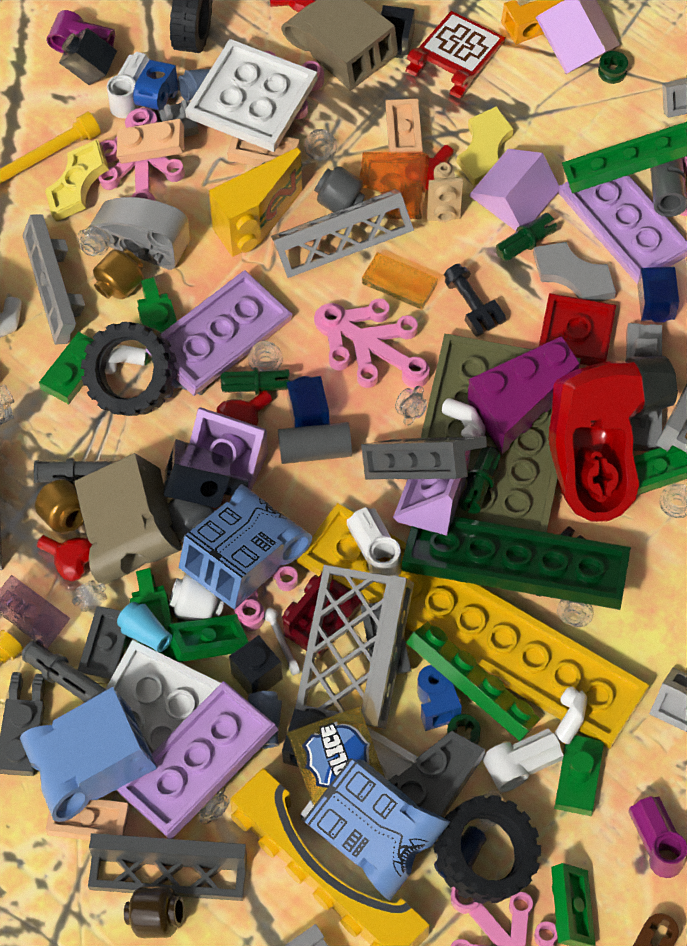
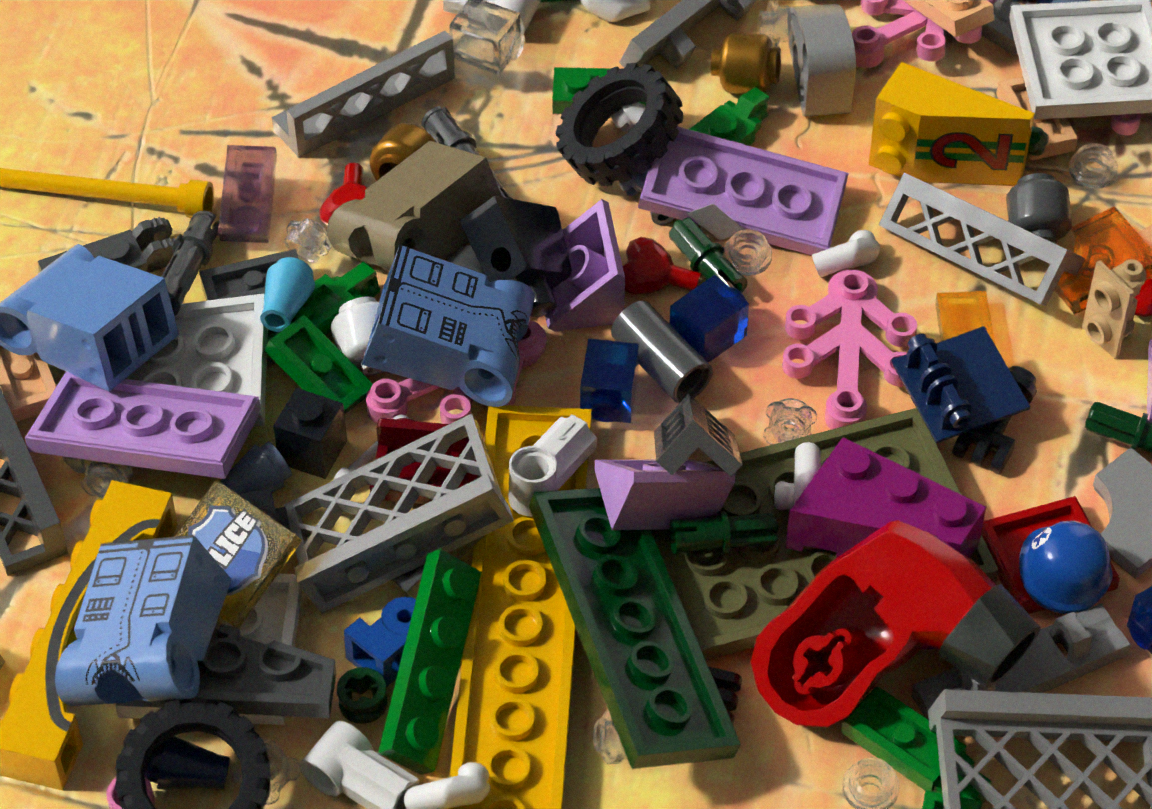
camera: 60 degrees right, 10 degrees down
(236, 360) = (715, 221): none -> white sticker
(304, 307) = (859, 251): none -> white arm
(320, 482) = (610, 380): none -> clear blue brick
(446, 302) = (959, 383): none -> dark blue hinge
(600, 324) = (1065, 567): none -> blue helmet

